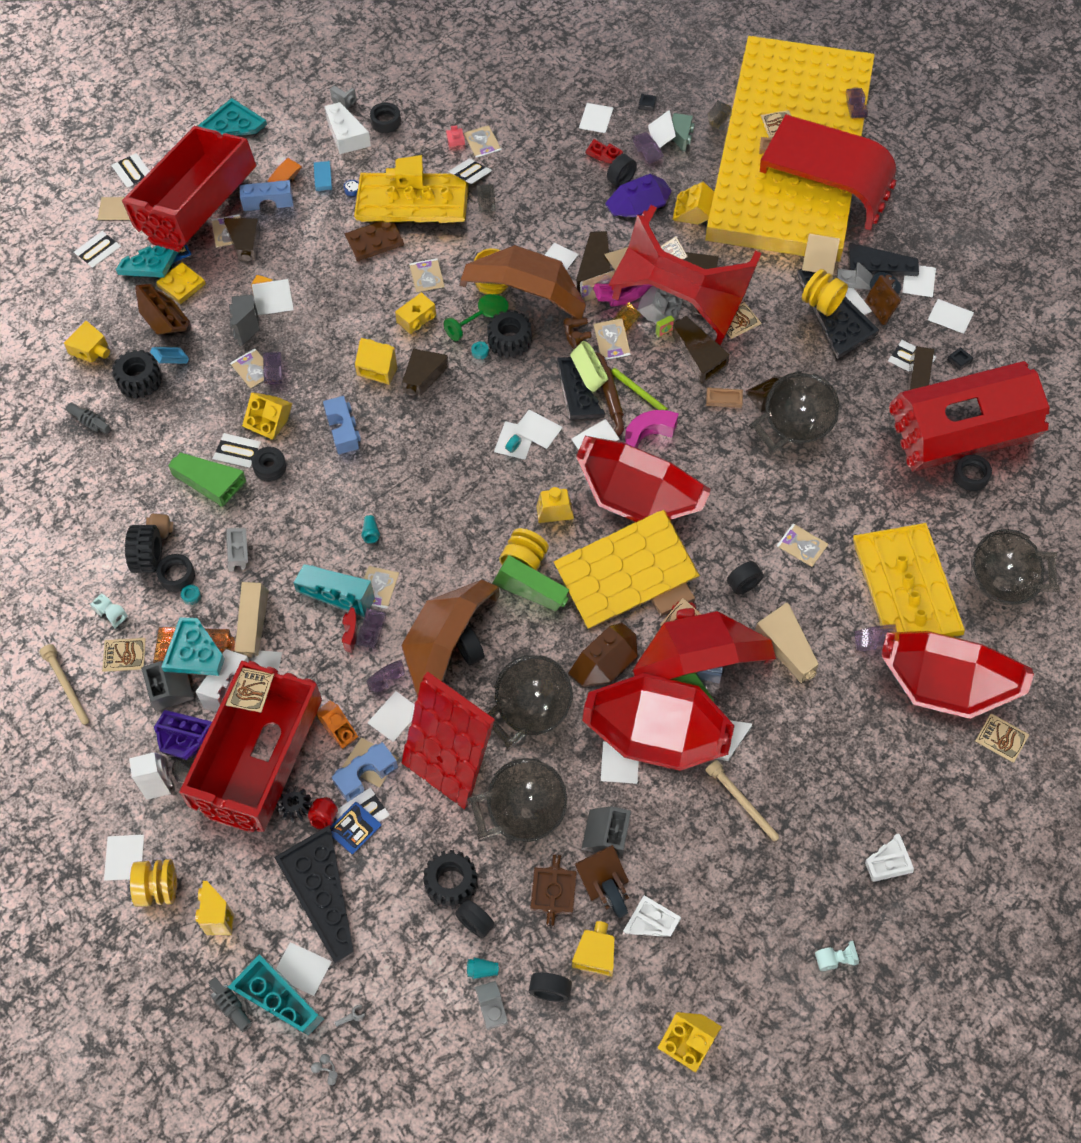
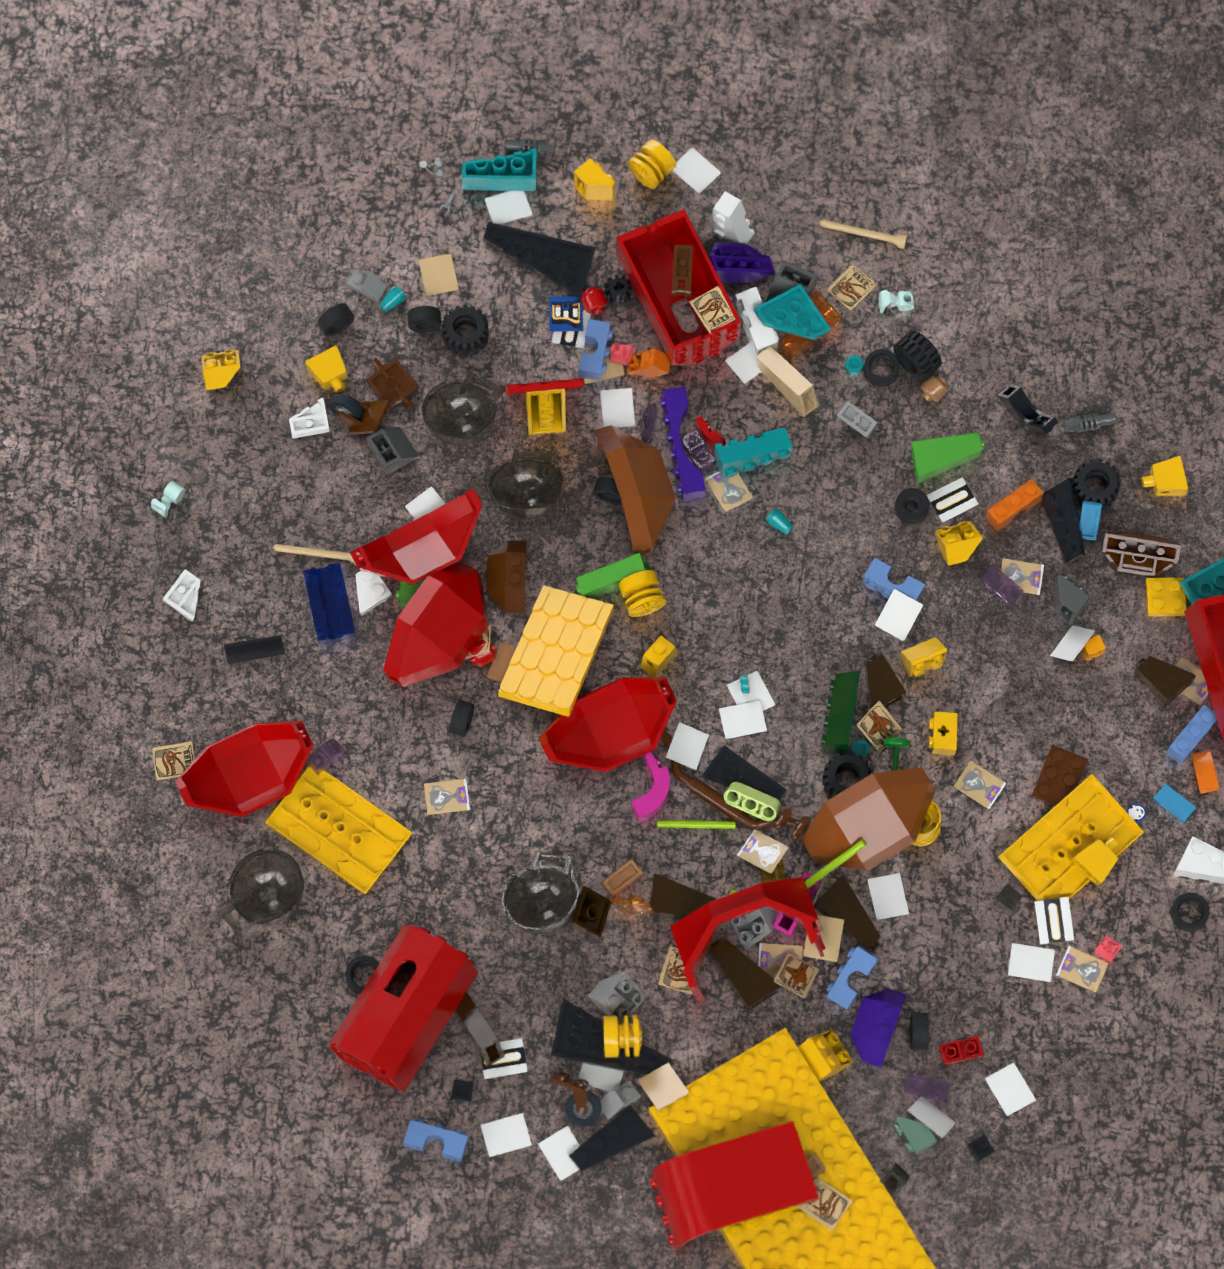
camera: 135 degrees right, 10 degrees up
(122, 449) = (1025, 412): none -> black arch
(182, 371) = (1063, 516): none -> black wing
(216, 405) = (1006, 509): none -> orange arch
(239, 736) = (682, 270): none -> reddish brown plate
(348, 750) = (621, 353): none -> coral tile
(352, 671) = (691, 479): none -> dark purple arch
(360, 402) = (899, 615): none -> white sticker
(420, 960) = (438, 274): none -> tan sticker
(453, 347) = (878, 725): none -> sticker
(468, 370) = (841, 712): none -> dark green slope
(508, 165) = (1031, 962): none -> white sticker
(580, 274) = (835, 863): none -> lime bar
(620, 225) = (841, 990): none -> medium blue arch
(735, 361) = (633, 905): none -> clear orange slope
(770, 753) = (329, 603): none -> clear blue gear
(789, 642) = (387, 697): tan slope -> none
(803, 329) = (617, 996): none -> light grey slope
(864, 768) = (254, 649): none -> black slope
(995, 332) = (420, 1133): none -> medium blue arch

